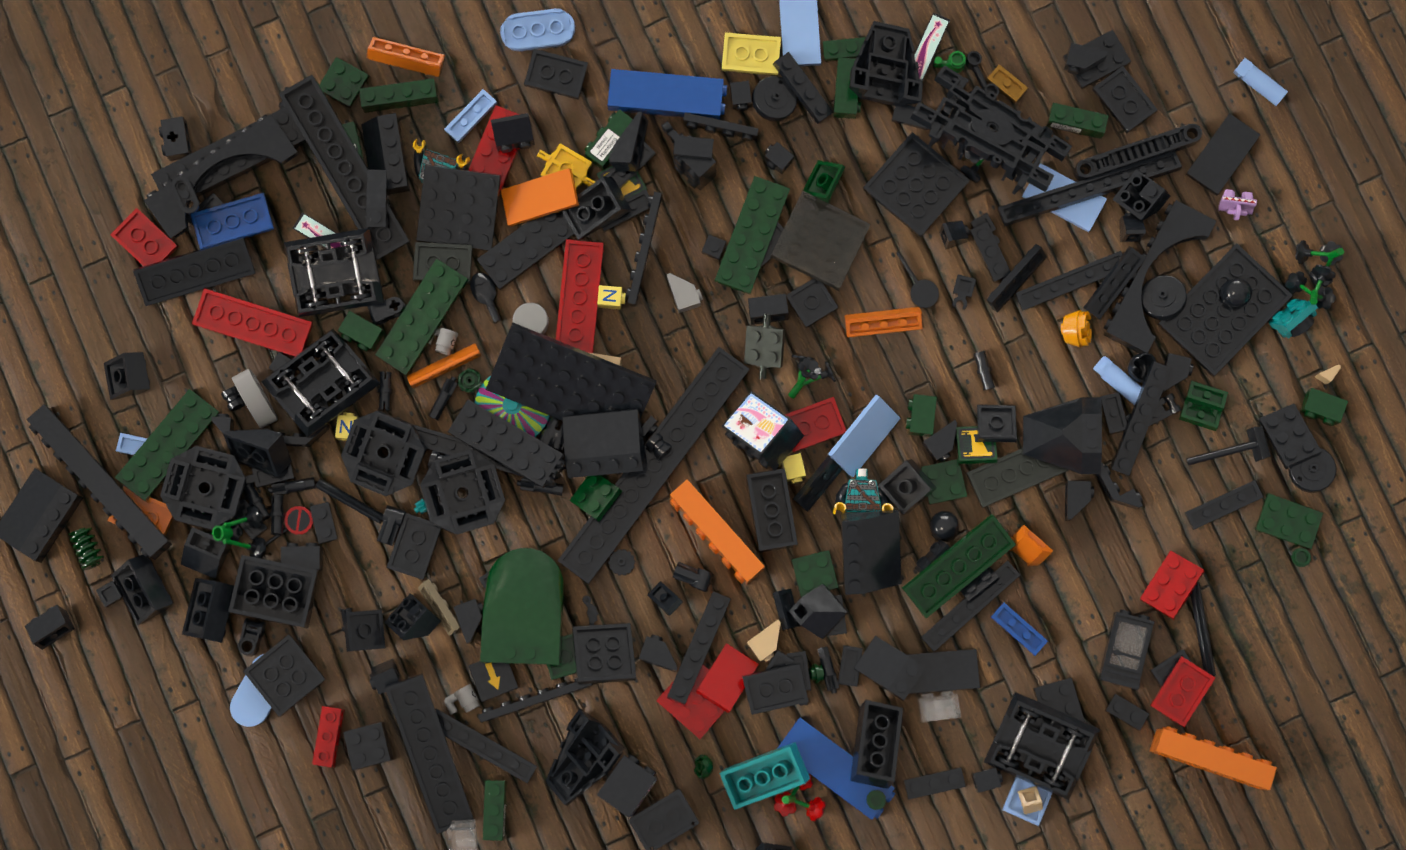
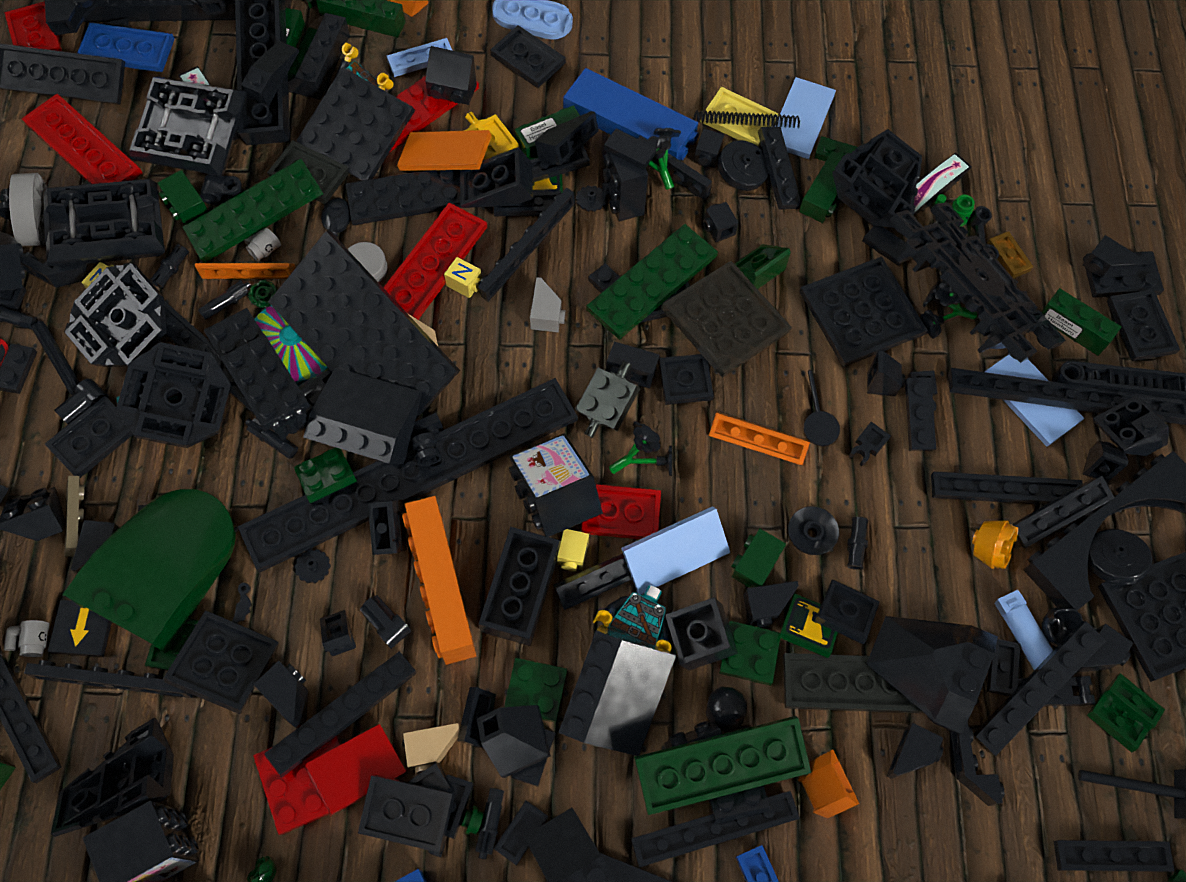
camera: 20 degrees right, 15 degrees down
(661, 513) = (387, 527): none -> black brick
(669, 181) = (591, 198): none -> black piece
(707, 127) = (662, 145): none -> plant
(758, 55) = (746, 118): none -> black piece
(957, 369) = (818, 521): none -> black dish
(1016, 278) = (940, 456): black plate -> none

